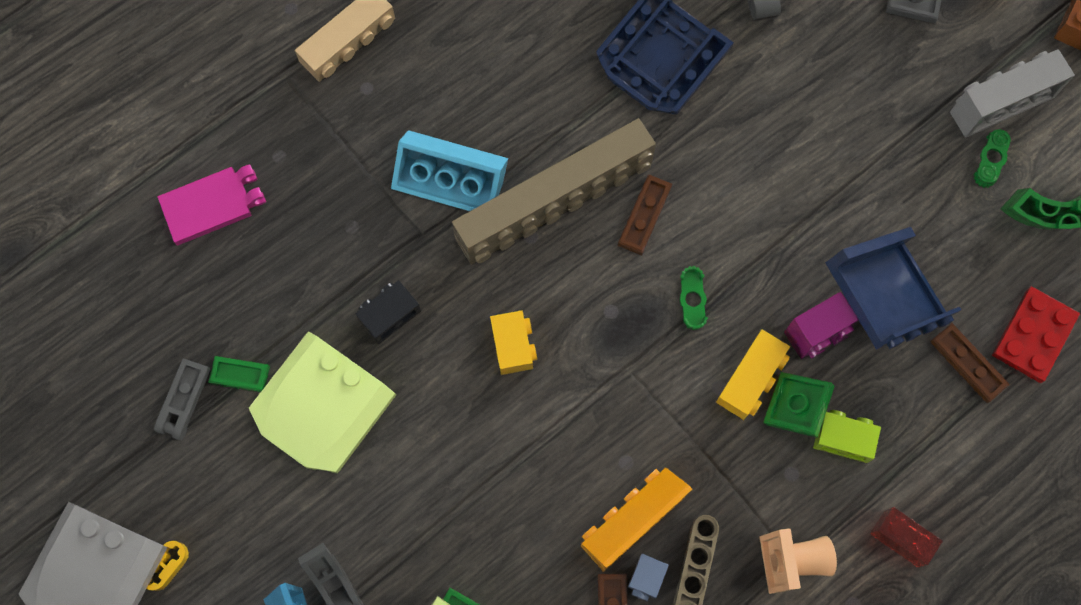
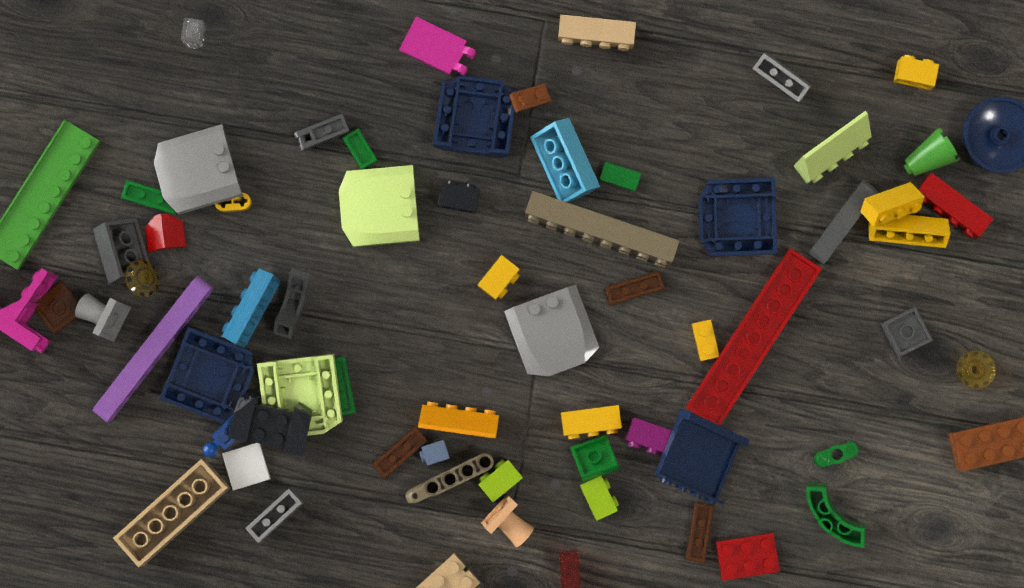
camera: 50 degrees right, 10 degrees up
(319, 224) = (474, 117): none -> dark blue wedge
(351, 152) = (530, 98): none -> dark orange plate
(515, 133) = (620, 176): none -> green tile
(620, 337) = (552, 332): none -> light grey wedge
(691, 282) = (617, 345): green piece -> none
(739, 529) = (500, 480): none -> lime brick
(762, 189) = (705, 340): none -> yellow plate
(800, 139) = (753, 337): none -> red plate
(1011, 92) = (881, 434): light grey brick -> none

